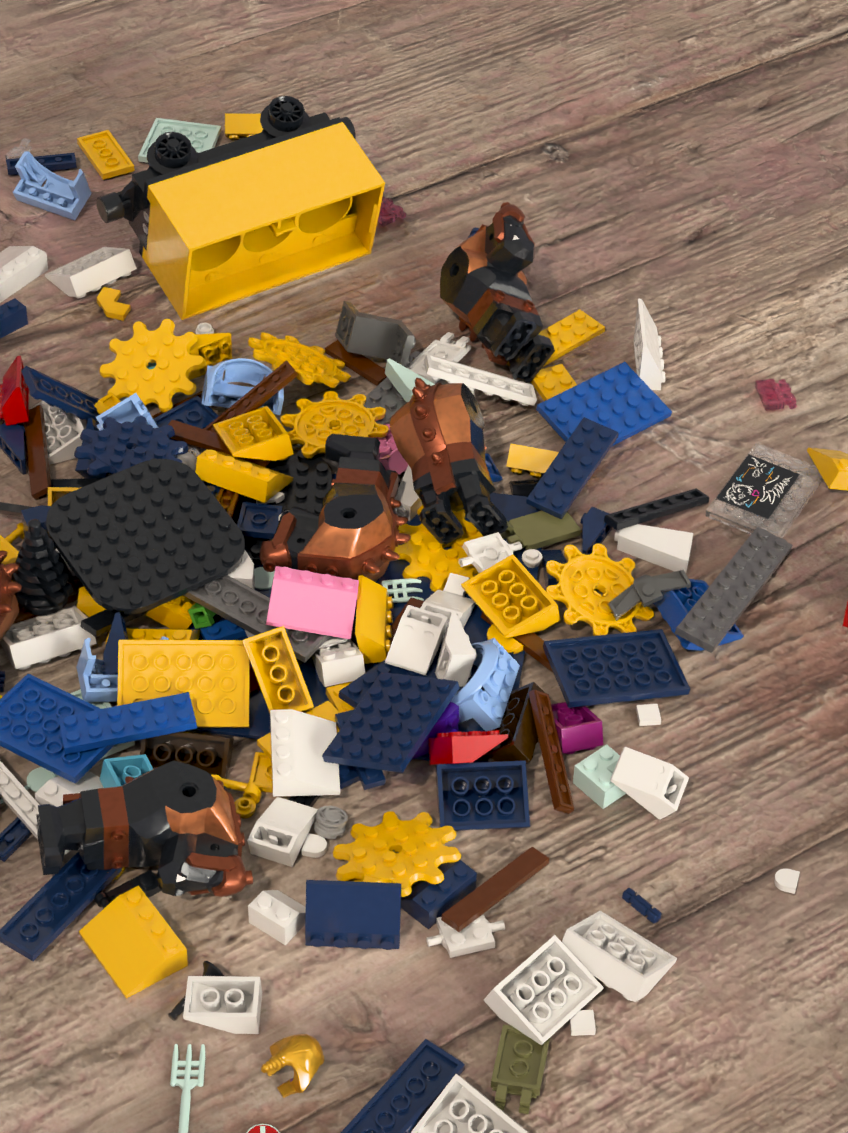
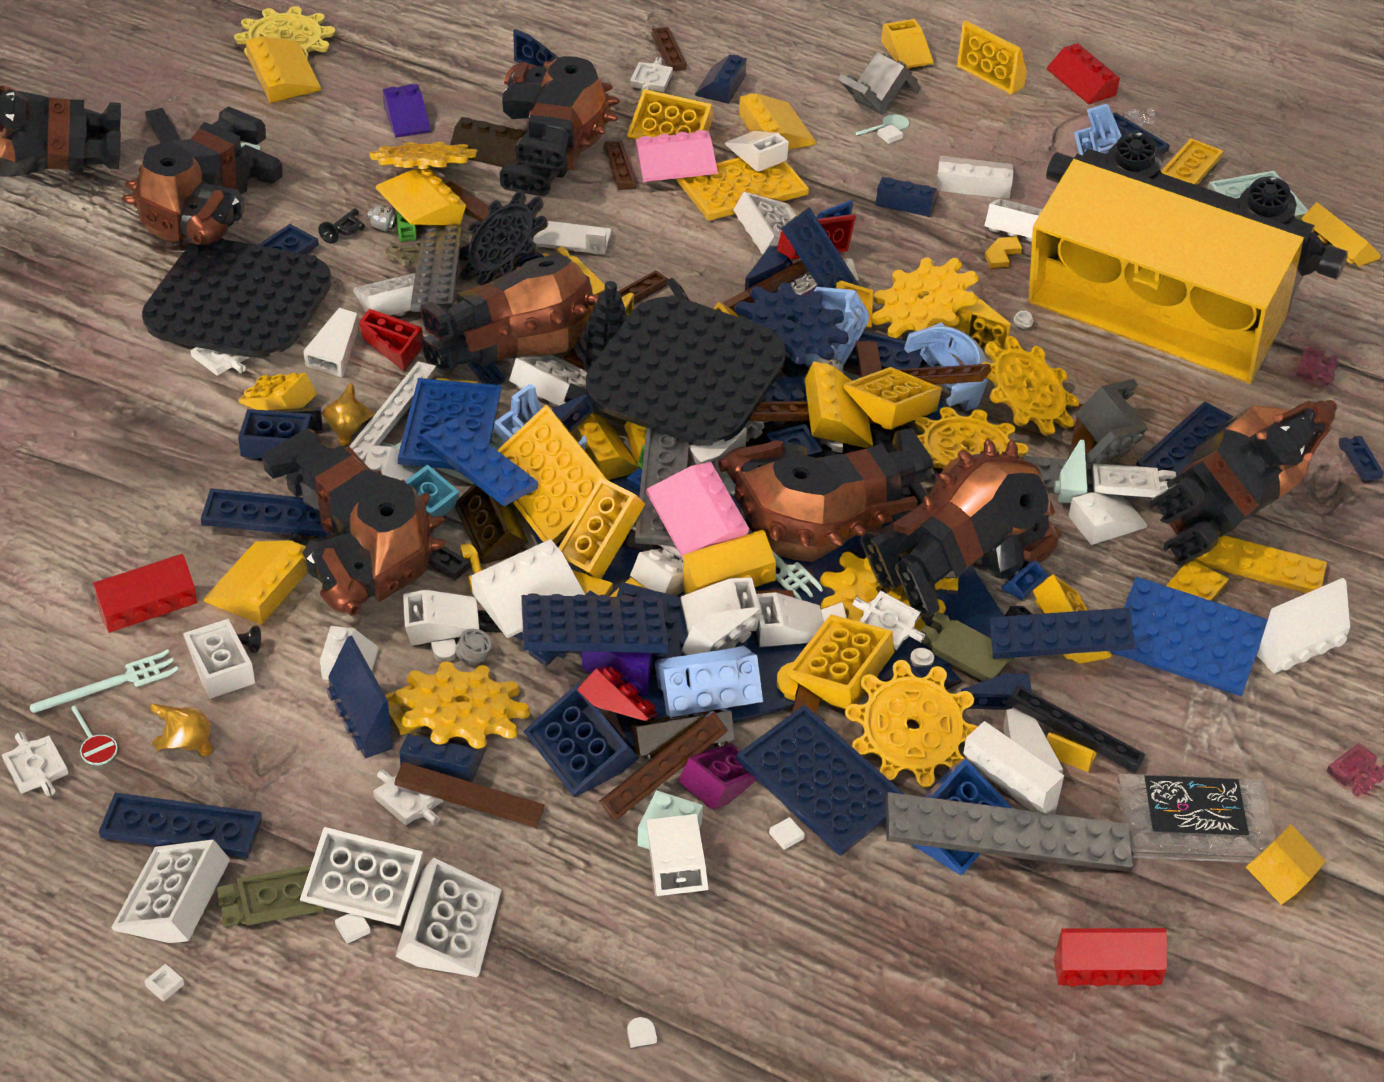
camera: 60 degrees right, 0 degrees up
(102, 1033) = (145, 593): none -> red slope
(245, 807) = (457, 585): yellow plate -> none
(411, 307) = (1177, 447): none -> dark blue plate
(479, 379) = (1126, 519): white plate -> none
(641, 905) = (527, 920): dark blue axle -> none
(648, 591) = (932, 756): dark grey plate -> none
(675, 521) = (1071, 752): none -> yellow panel
(695, 551) = (1014, 769): none -> white slope

